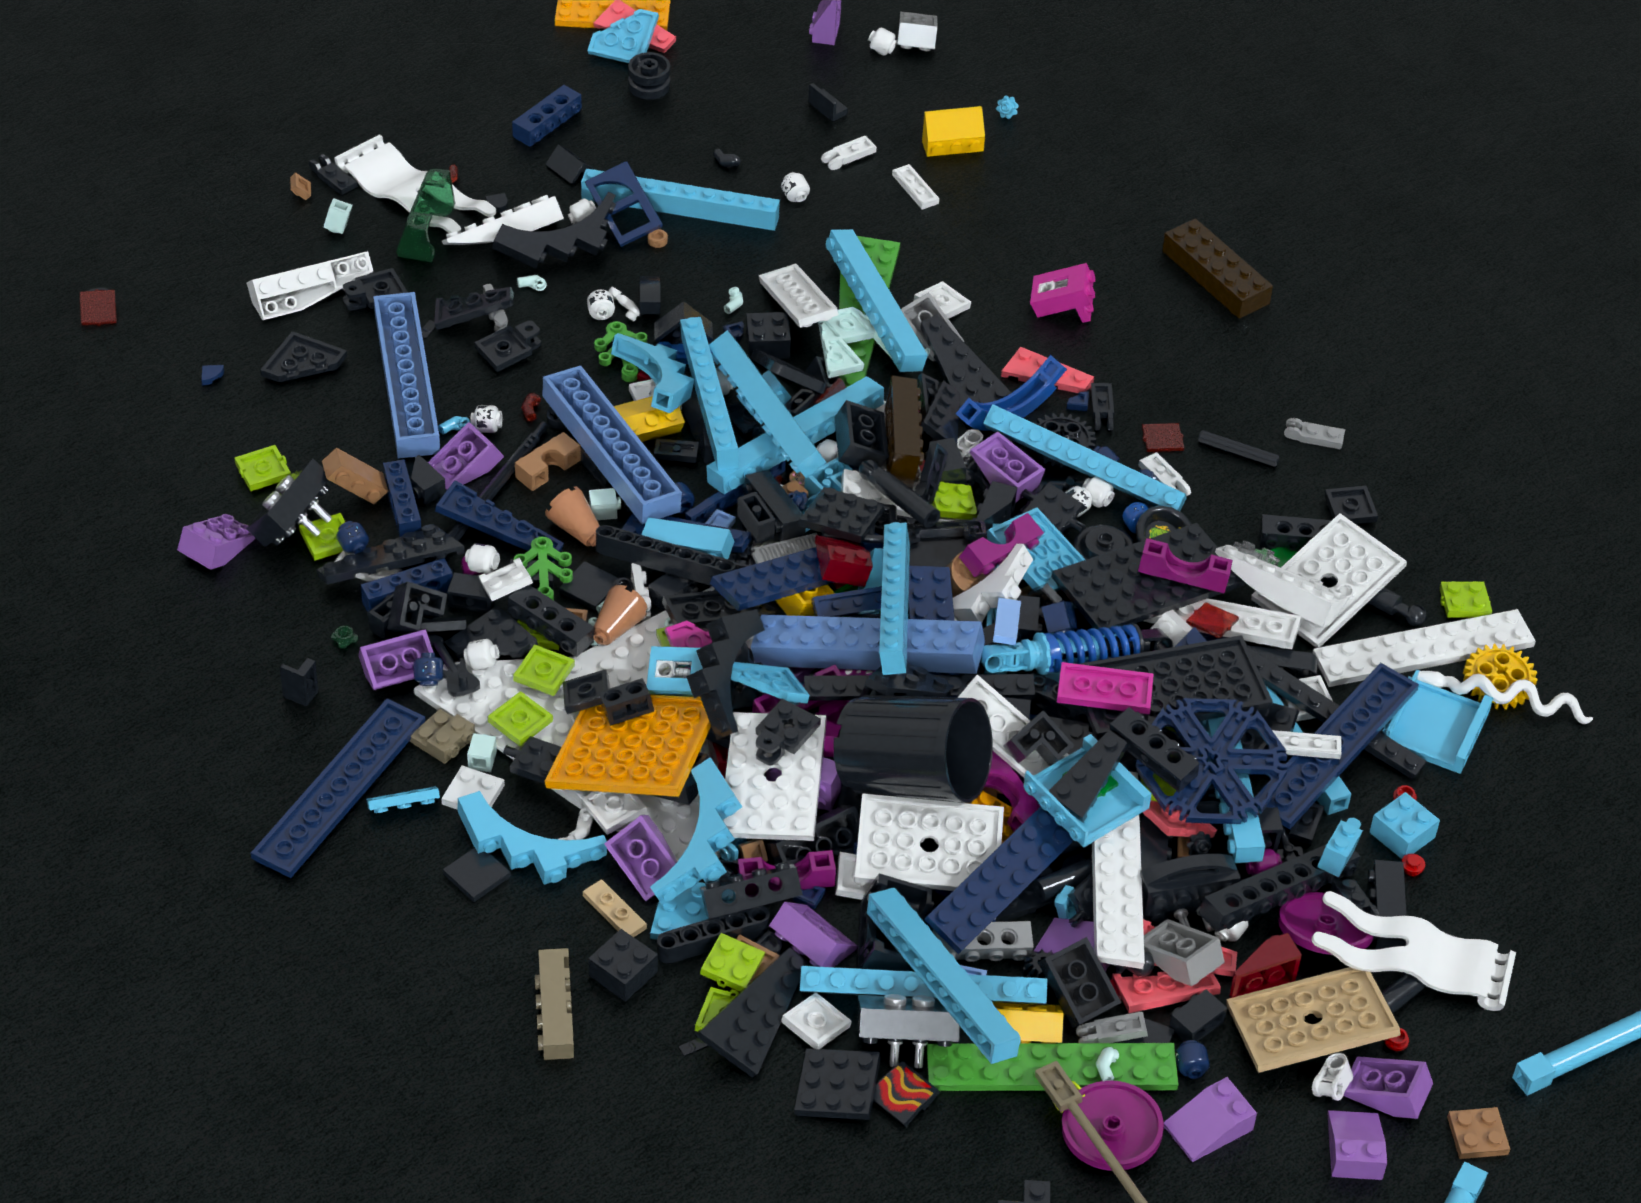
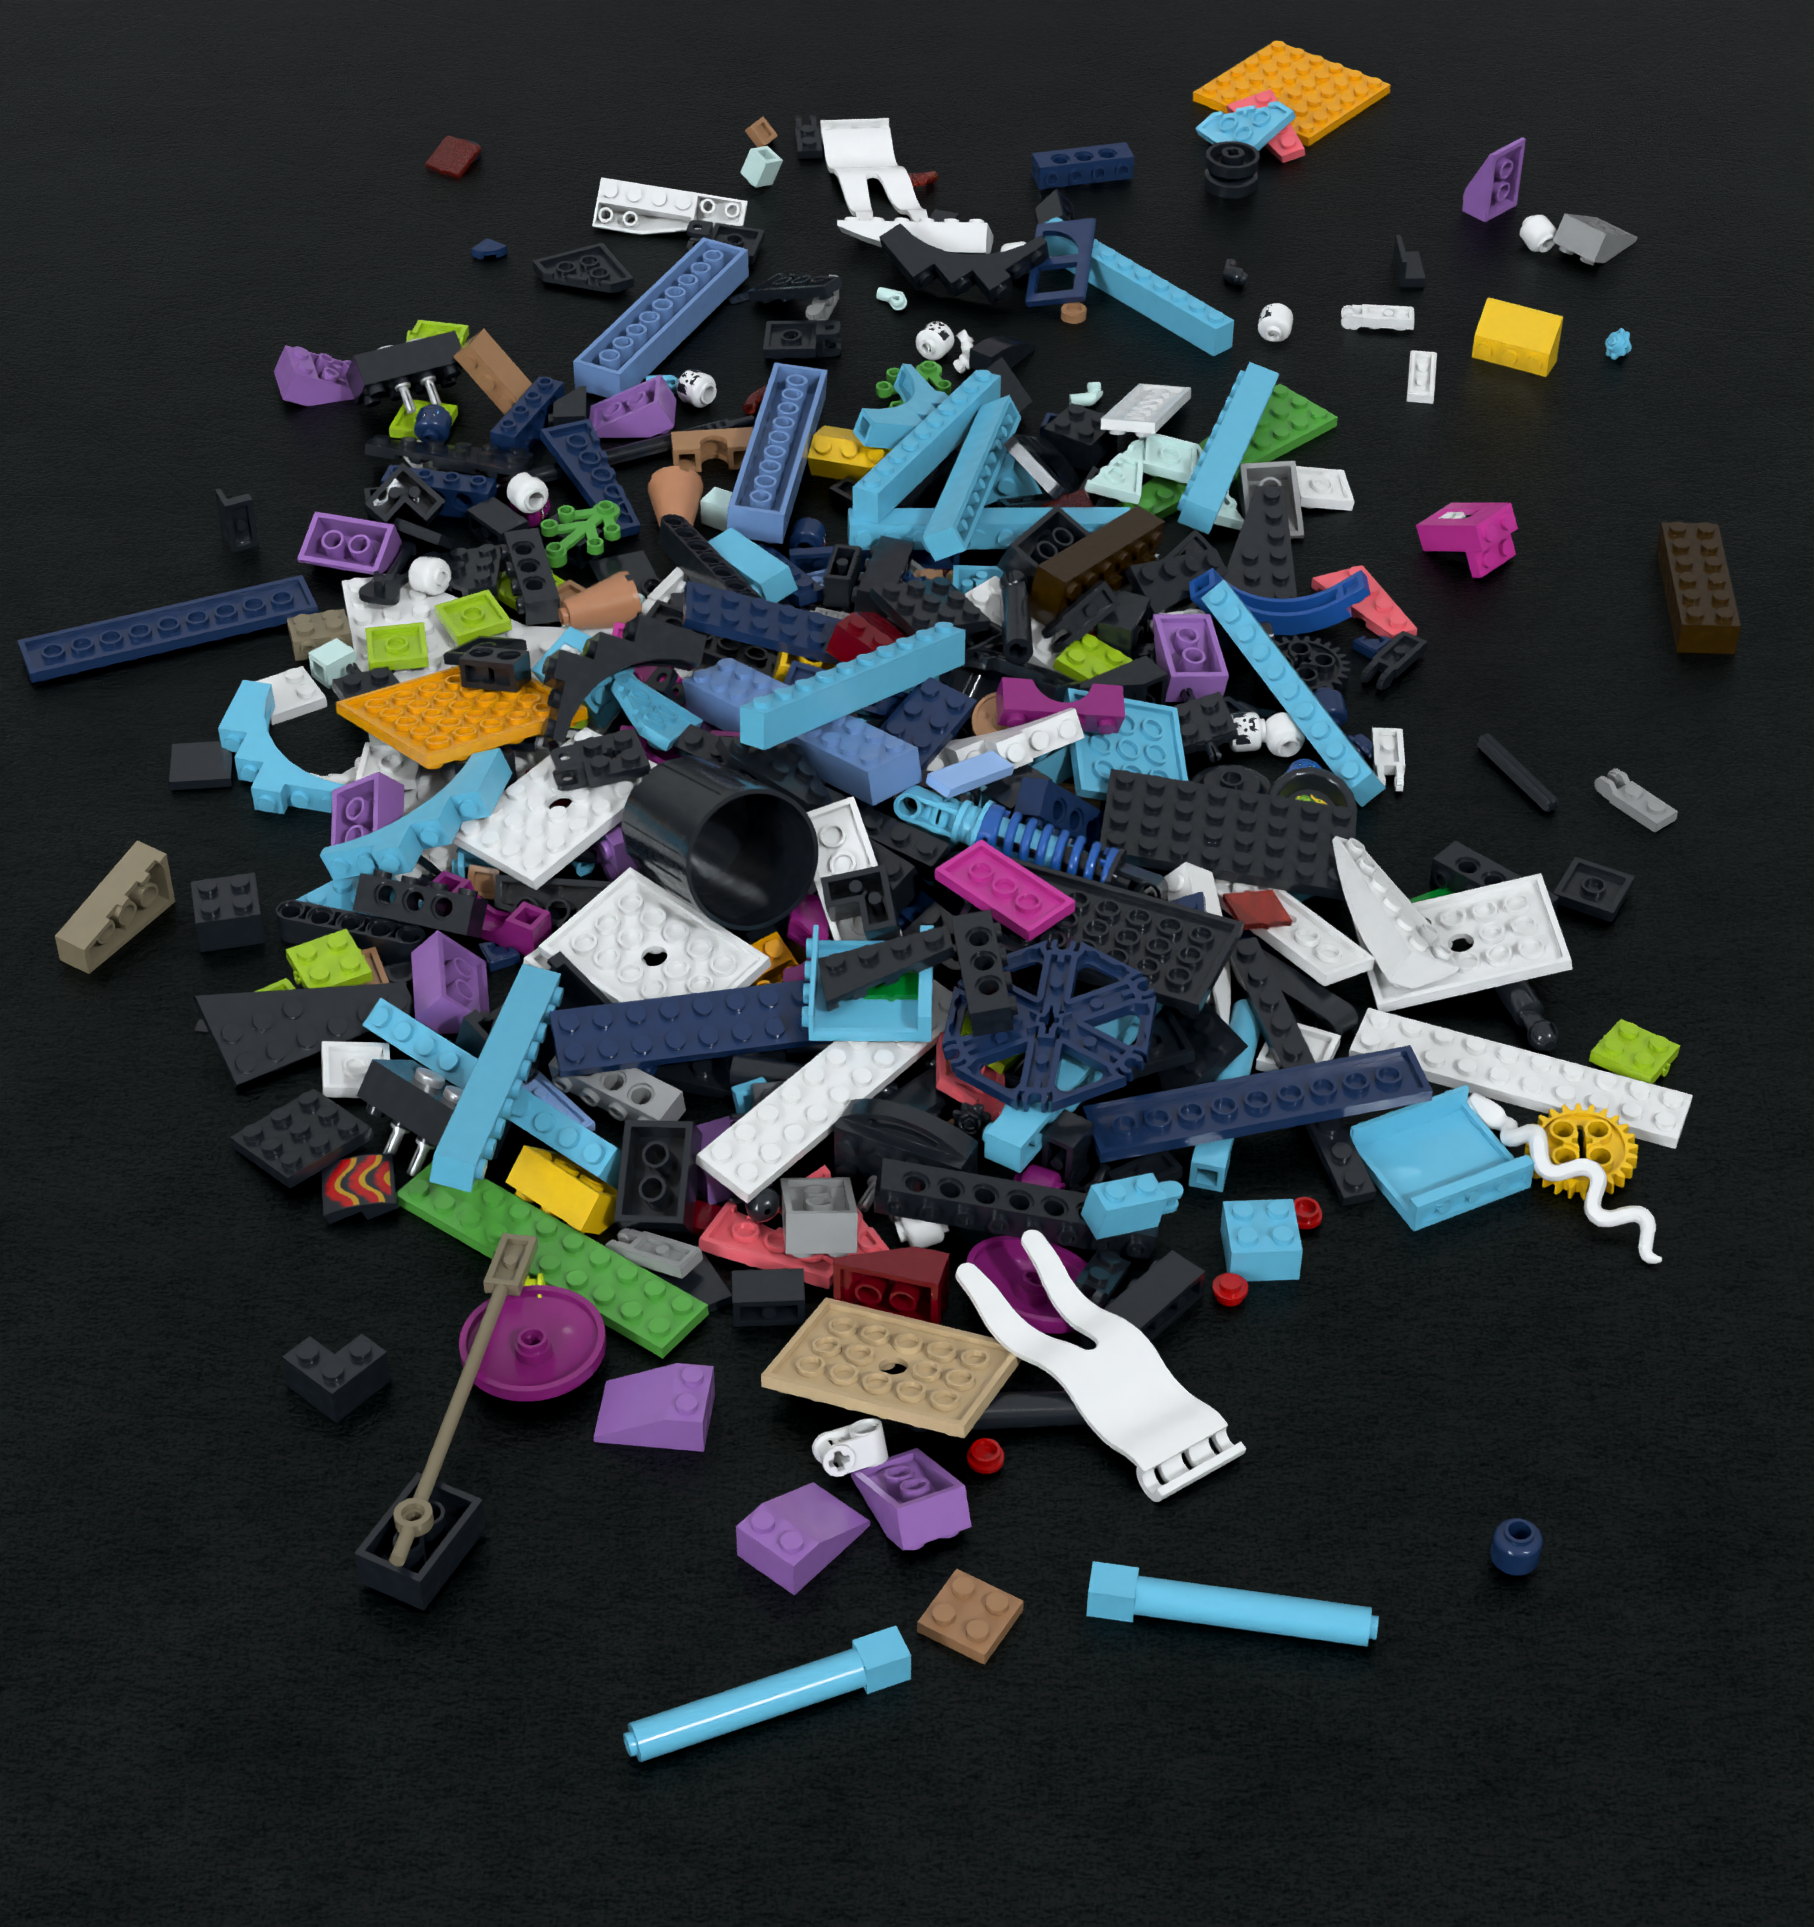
camera: 40 degrees right, 5 degrees down
(344, 636) = (336, 506): clear green plate -> none
(403, 799) = (209, 667): medium azure plate -> none
(428, 669) = (358, 562): dark blue head -> none
(435, 199) = (835, 185): clear green windscreen -> none
(505, 580) = (523, 517): white plate -> none
(614, 909) = (289, 864): tan plate -> none
(1046, 594) = (1071, 783): black plate -> none
(1104, 1061) = (591, 1275): light aqua arm -> none
(1163, 437) = (1436, 723): clear red piece -> none
(1192, 1059) = (713, 1334): dark blue head -> none
(1207, 574) = (1241, 811): magenta arch -> none
(1264, 554) = (1400, 874): clear wing -> none
(1310, 744) = (1211, 1080): white tile -> none

